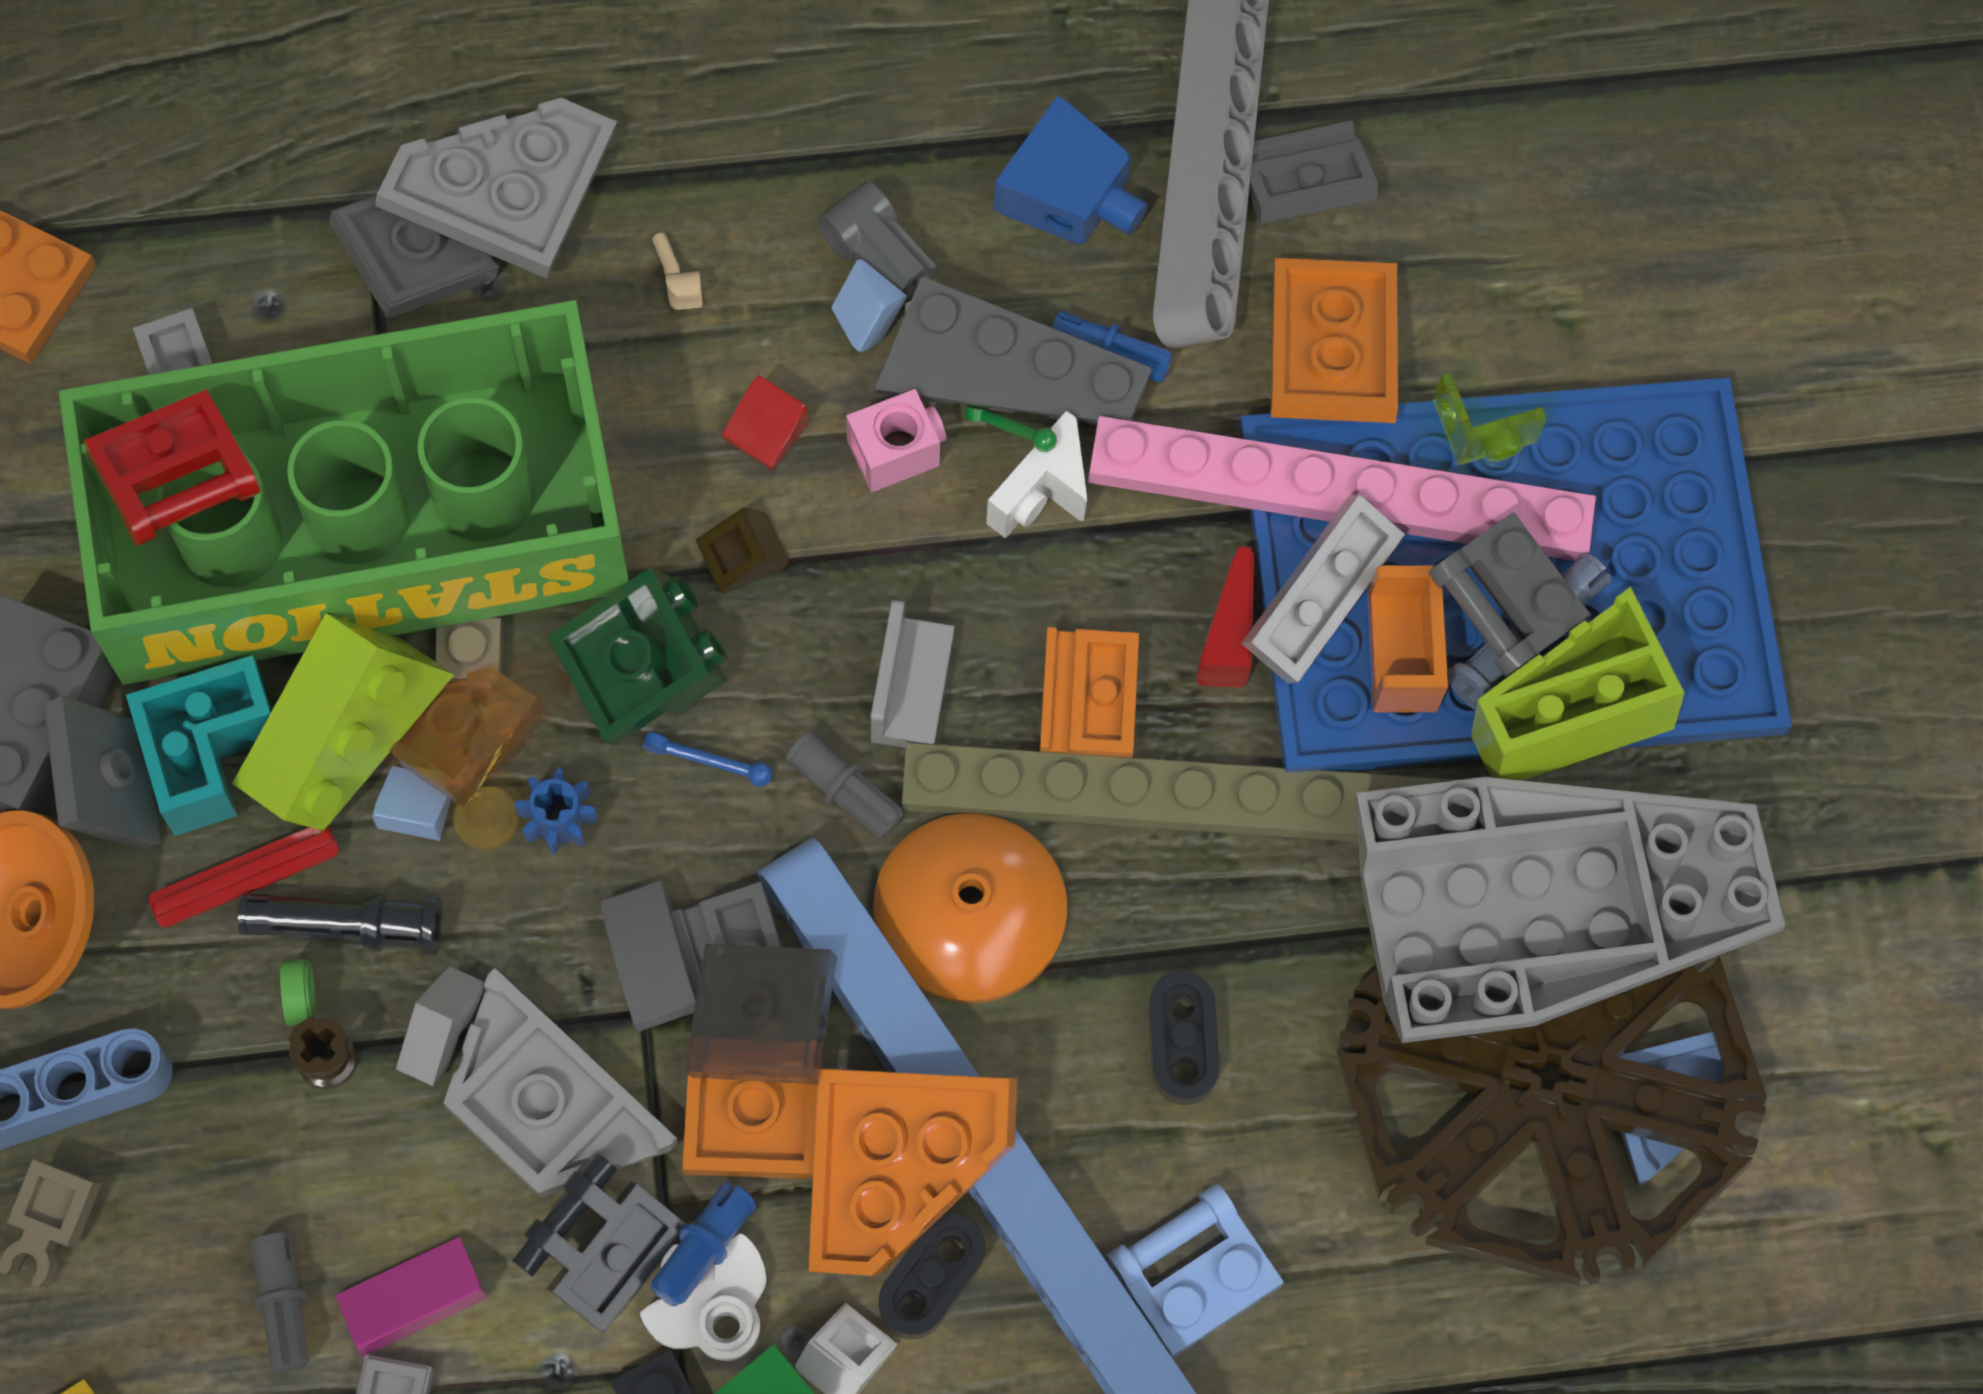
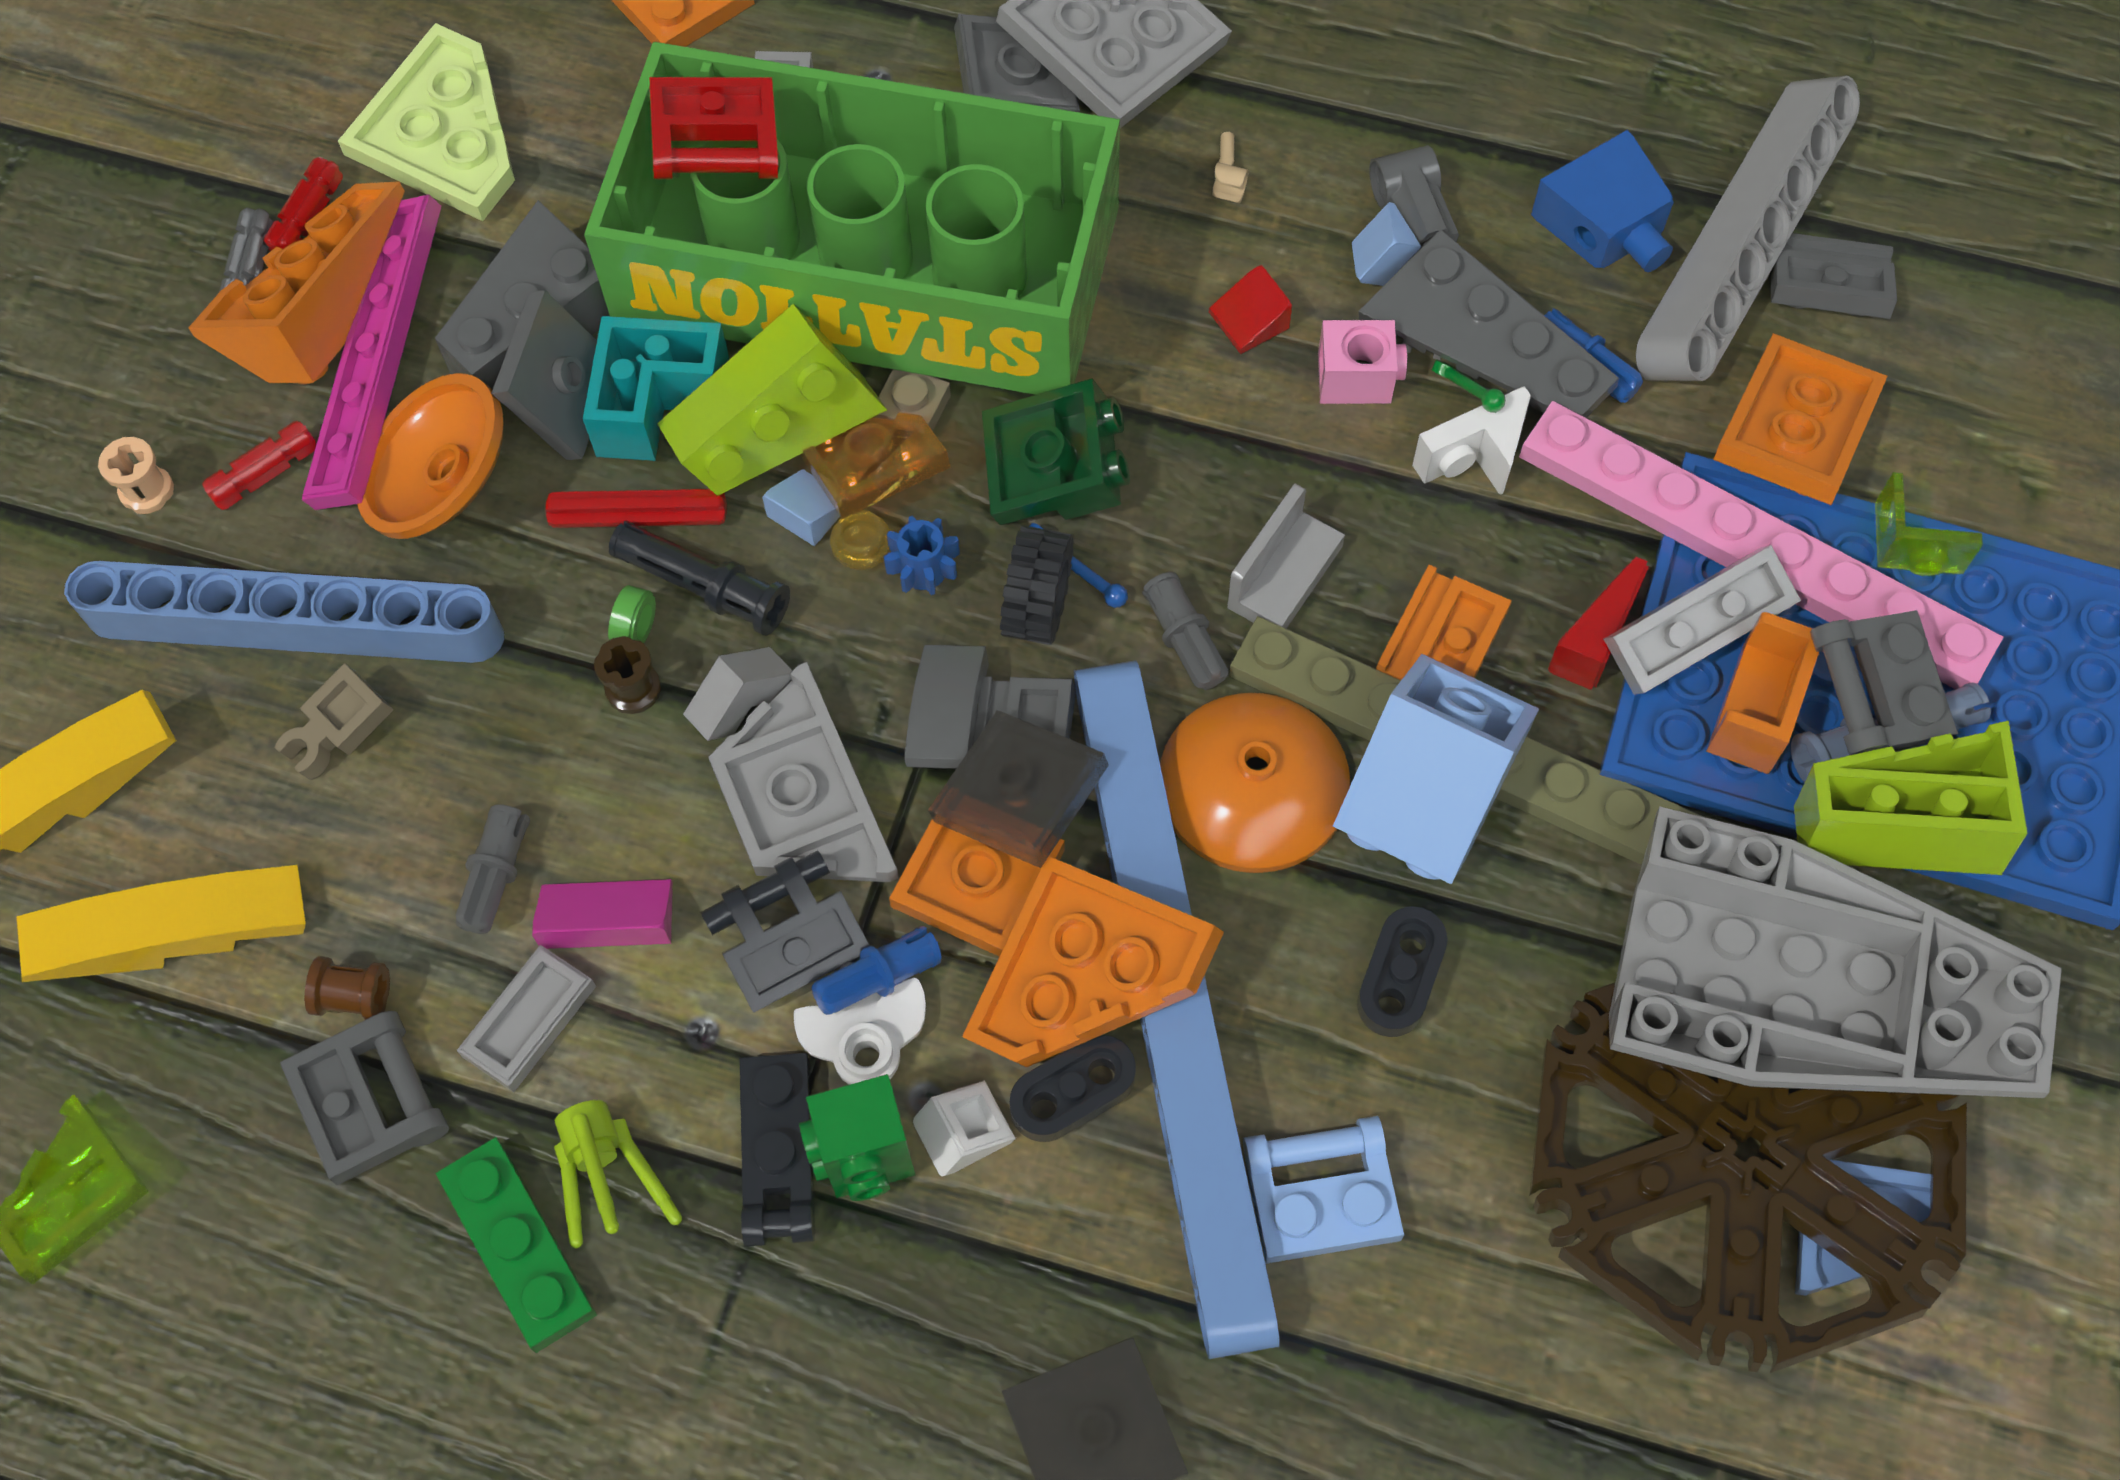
camera: 30 degrees right, 5 degrees down
(687, 800) = (1036, 585): none -> black tyre
(742, 550) = (1185, 406): dark brown slope -> none
(1139, 832) = (1434, 768): none -> light blue slope

